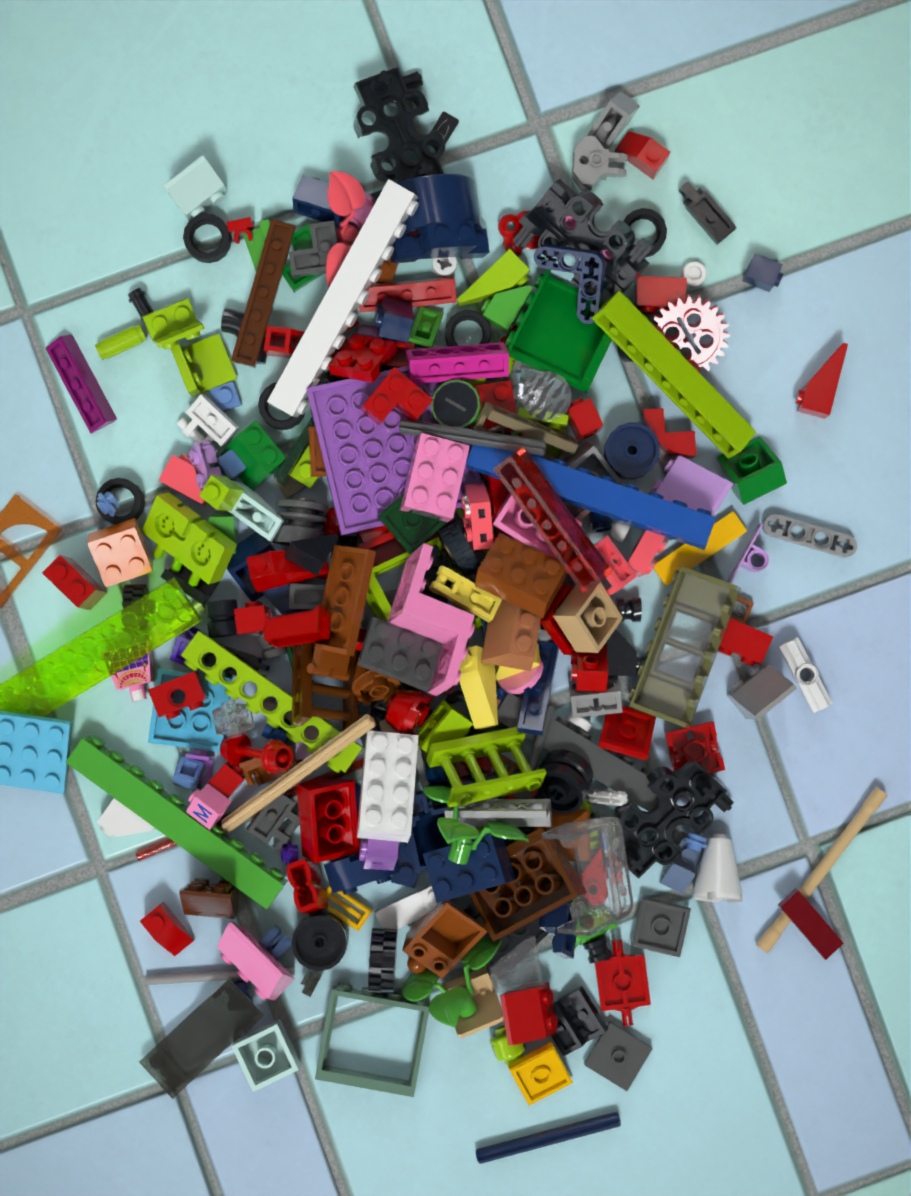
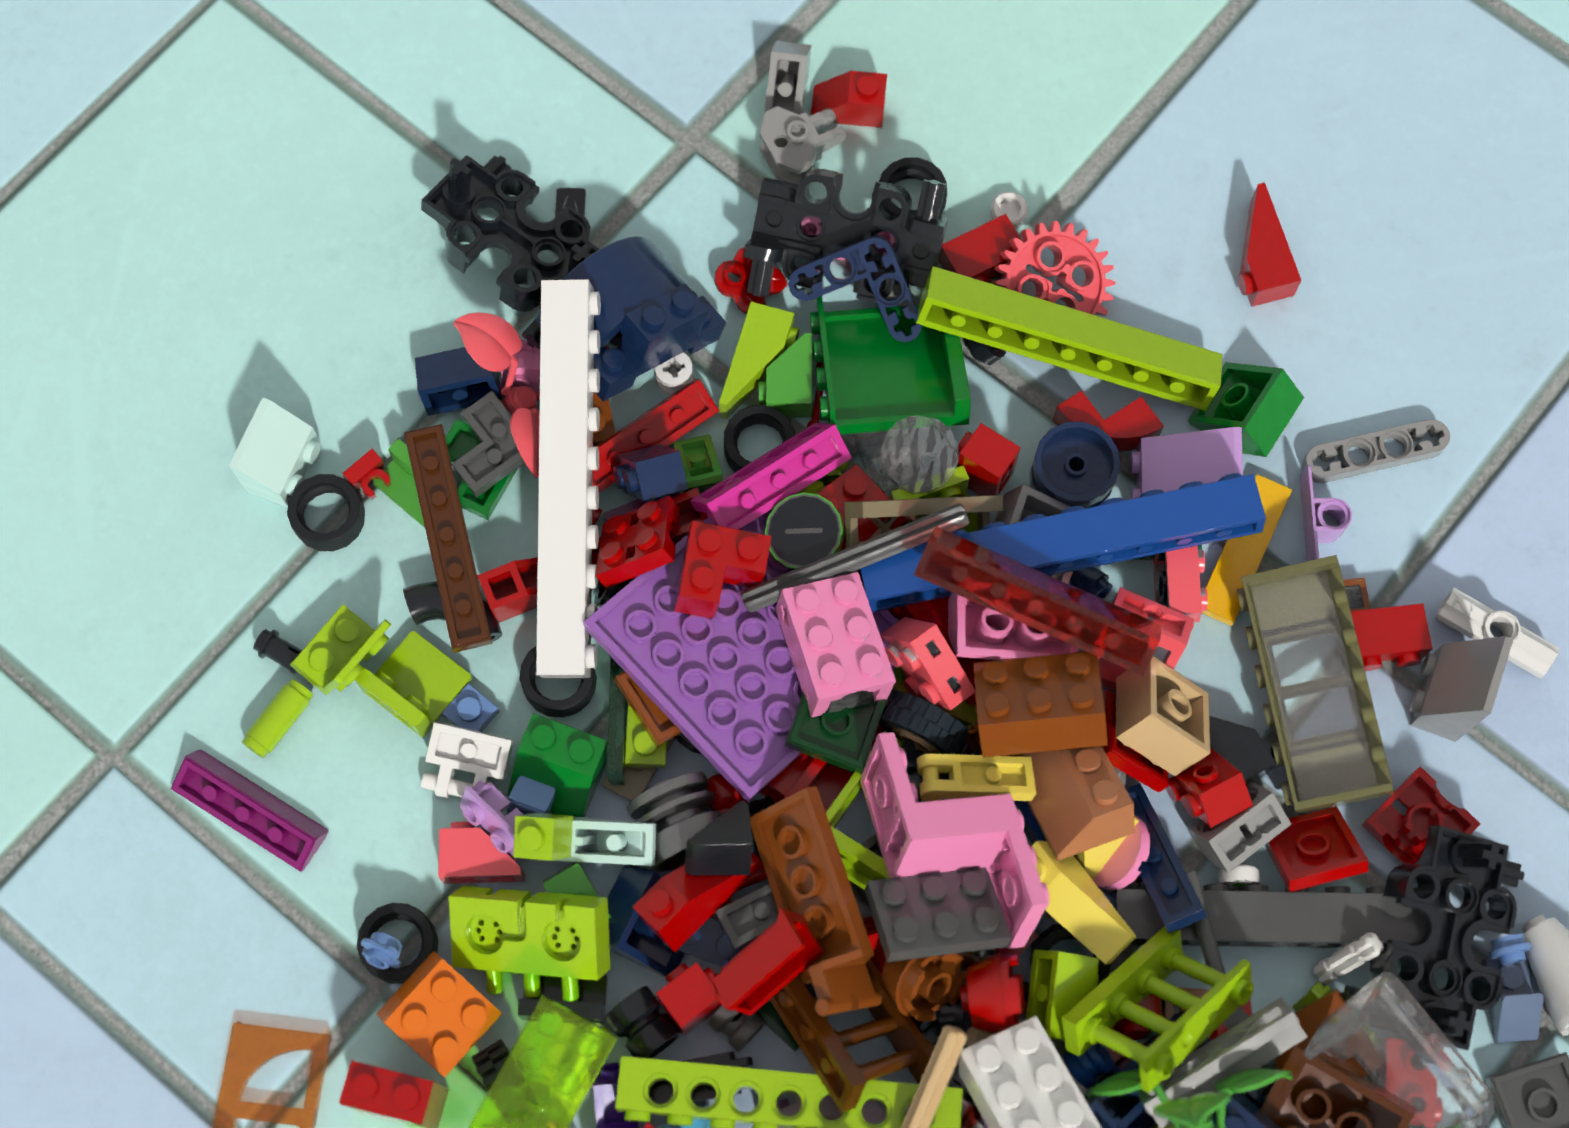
camera: 30 degrees left, 15 degrees down
(565, 780) = (1280, 964): black wheel -> none
(620, 530) = (1126, 579): white hinge -> none
(634, 605) = (1210, 677): black wheel -> none
(707, 213) = (977, 127): black hinge -> none
(763, 273) = (1097, 159): dark blue brick -> none

